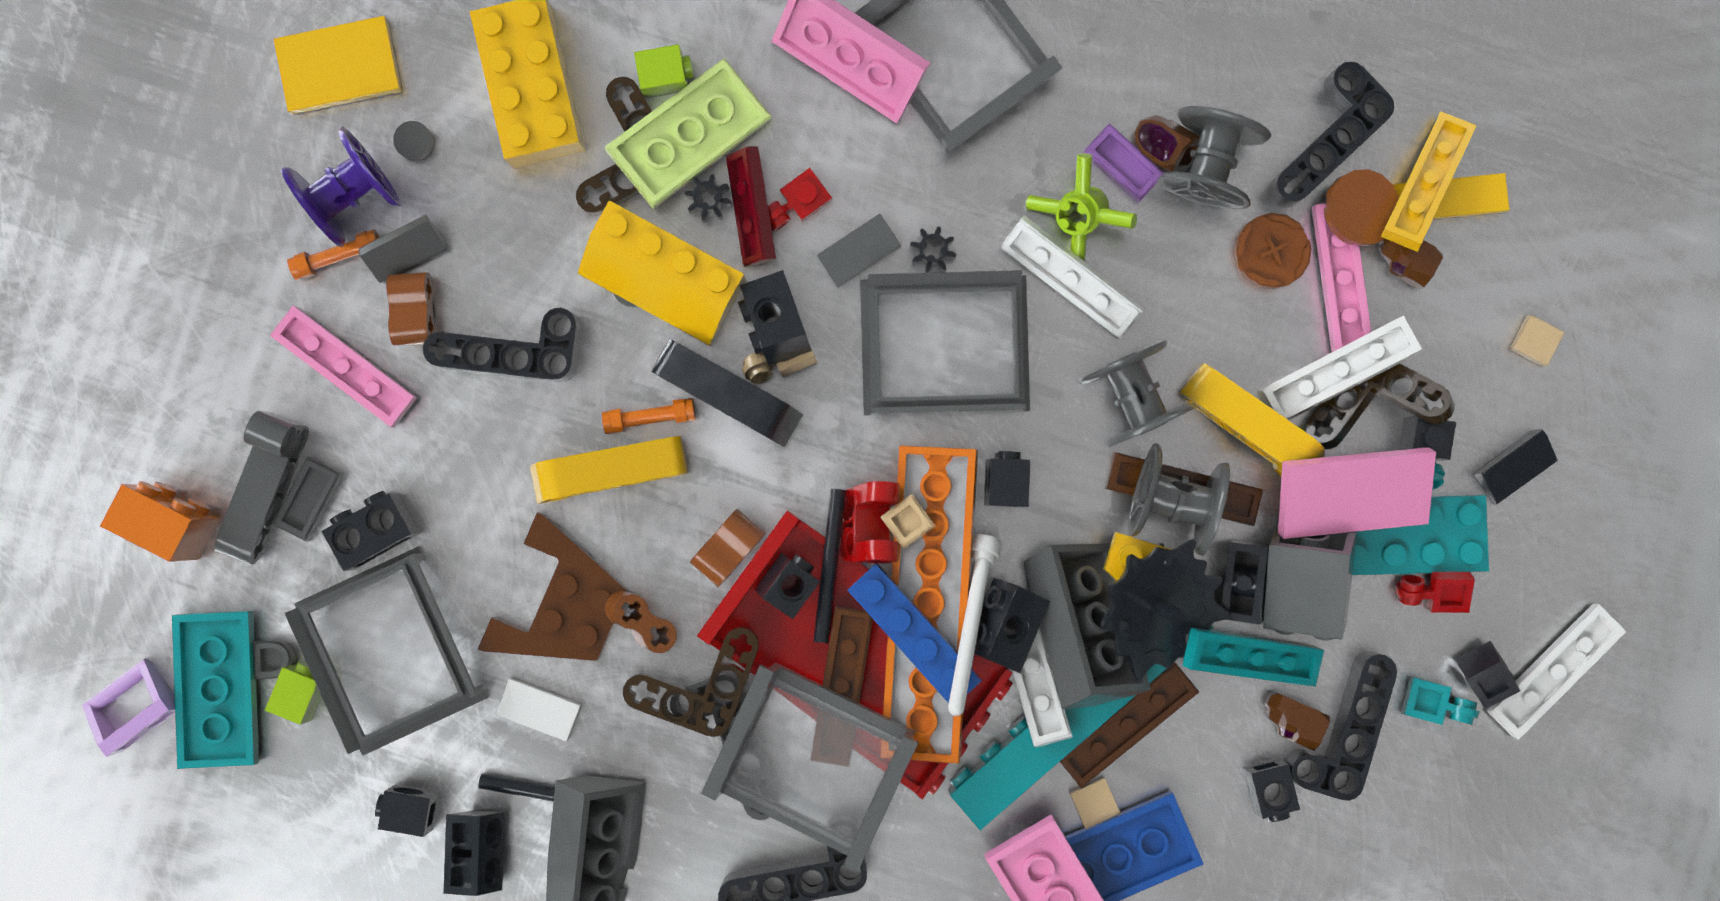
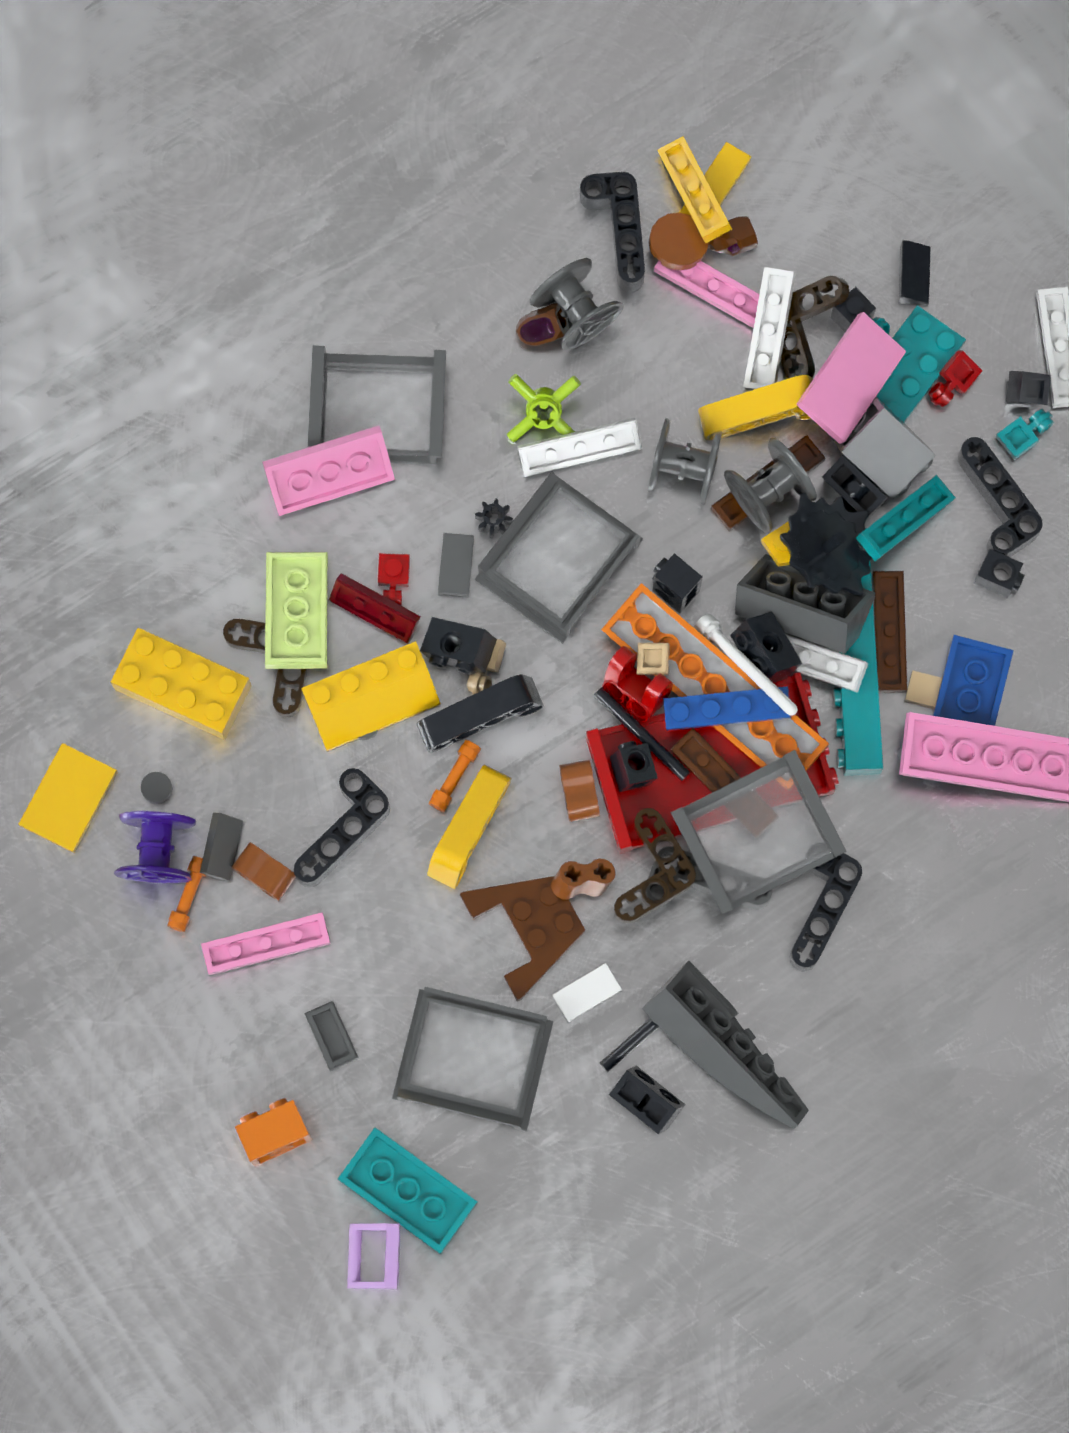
camera: 55 degrees left, 10 degrees down
(262, 485) = (301, 1055): dark grey beam -> none
(270, 657) = (417, 1140): dark grey tile -> none
(295, 694) = (452, 1136): lime brick -> none
(373, 538) = (394, 1008): black brick -> none
(407, 810) = (585, 1125): black brick -> none
(663, 70) = (243, 595): lime brick -> none
(713, 189) = (354, 635): black gear -> none
(1123, 163) = (534, 361): medium lavender tile -> none
(1272, 251) = (661, 315): dark orange tile -> none
(1297, 721) = (967, 524): reddish brown rock -> none
(1536, 340) = (845, 202): tan tile -> none

